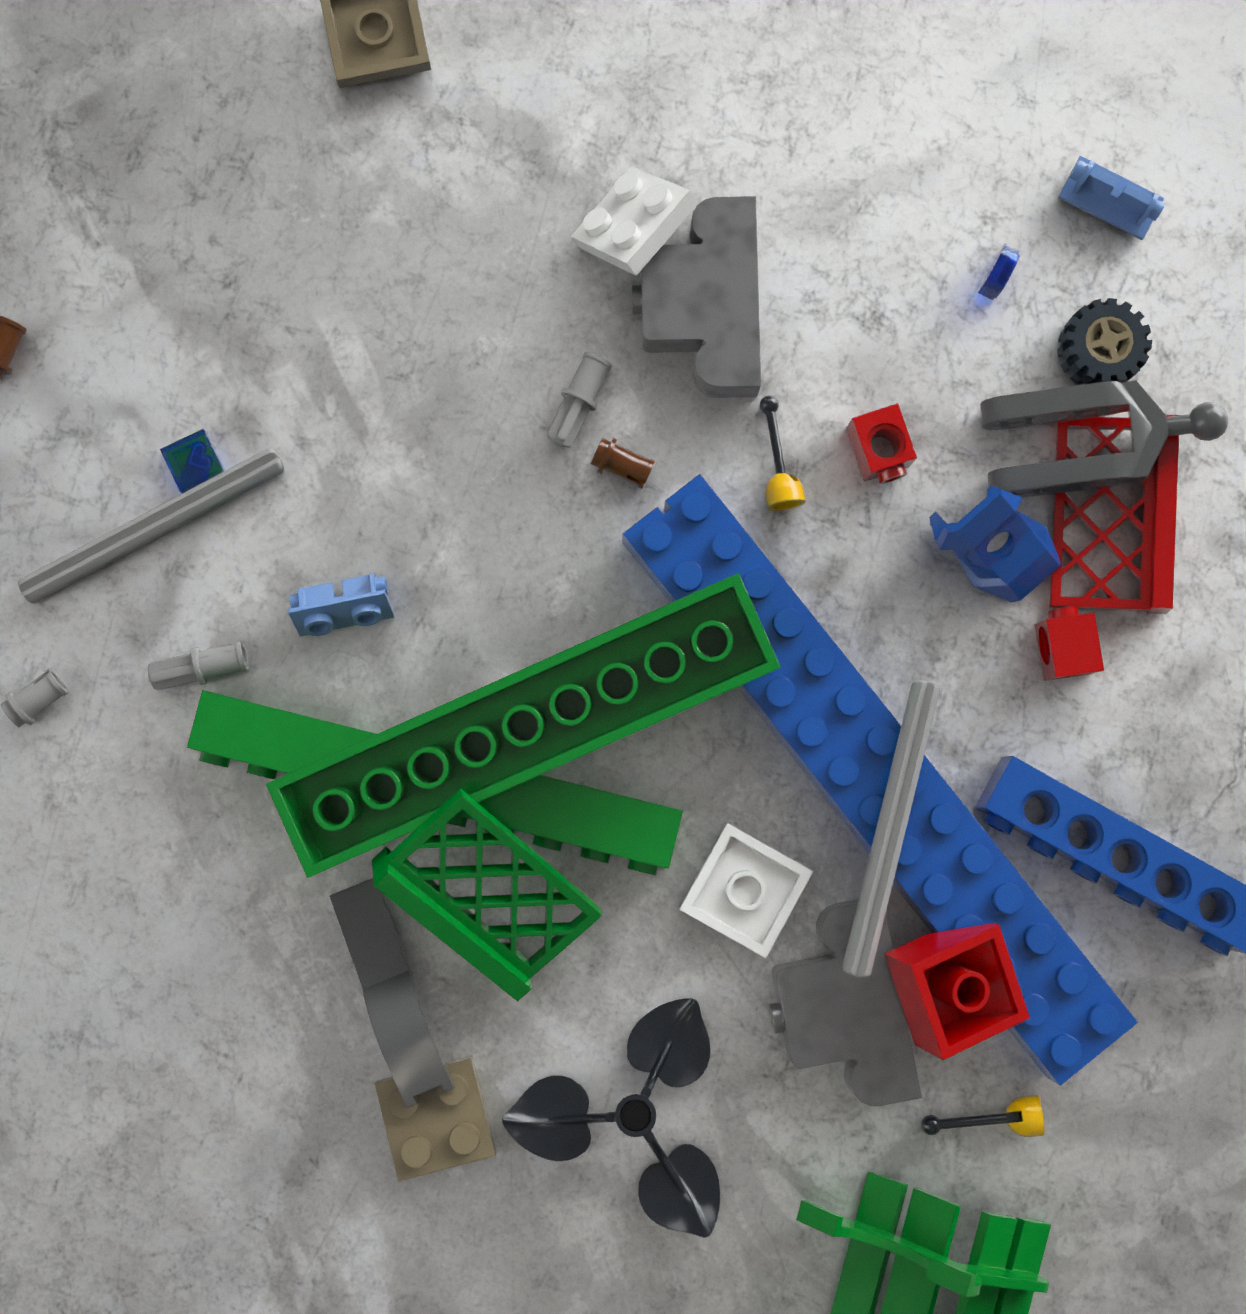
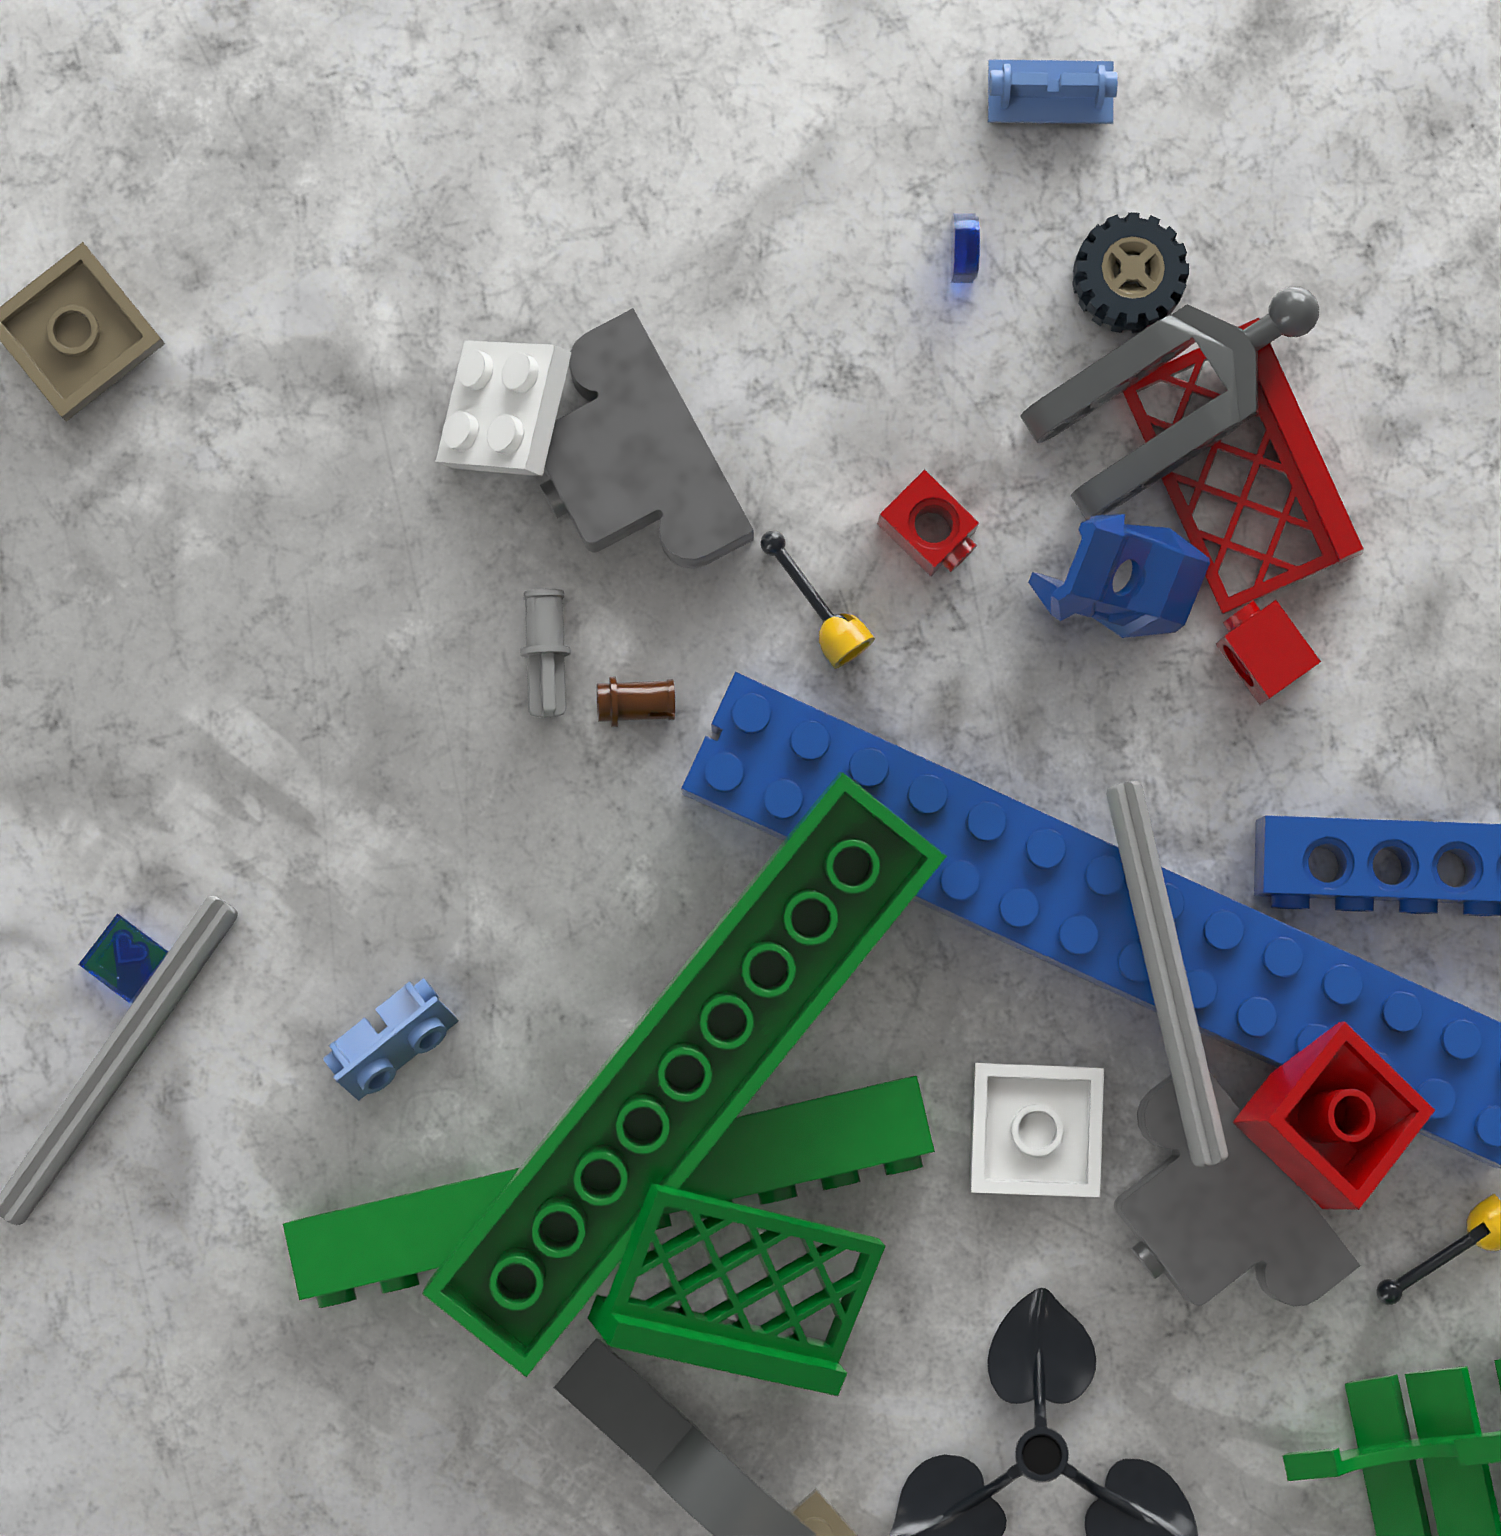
camera: 25 degrees left, 0 degrees up
(33, 698) = (83, 1335): light grey pin -> none
(198, 666) = (258, 1198): light grey axle -> none

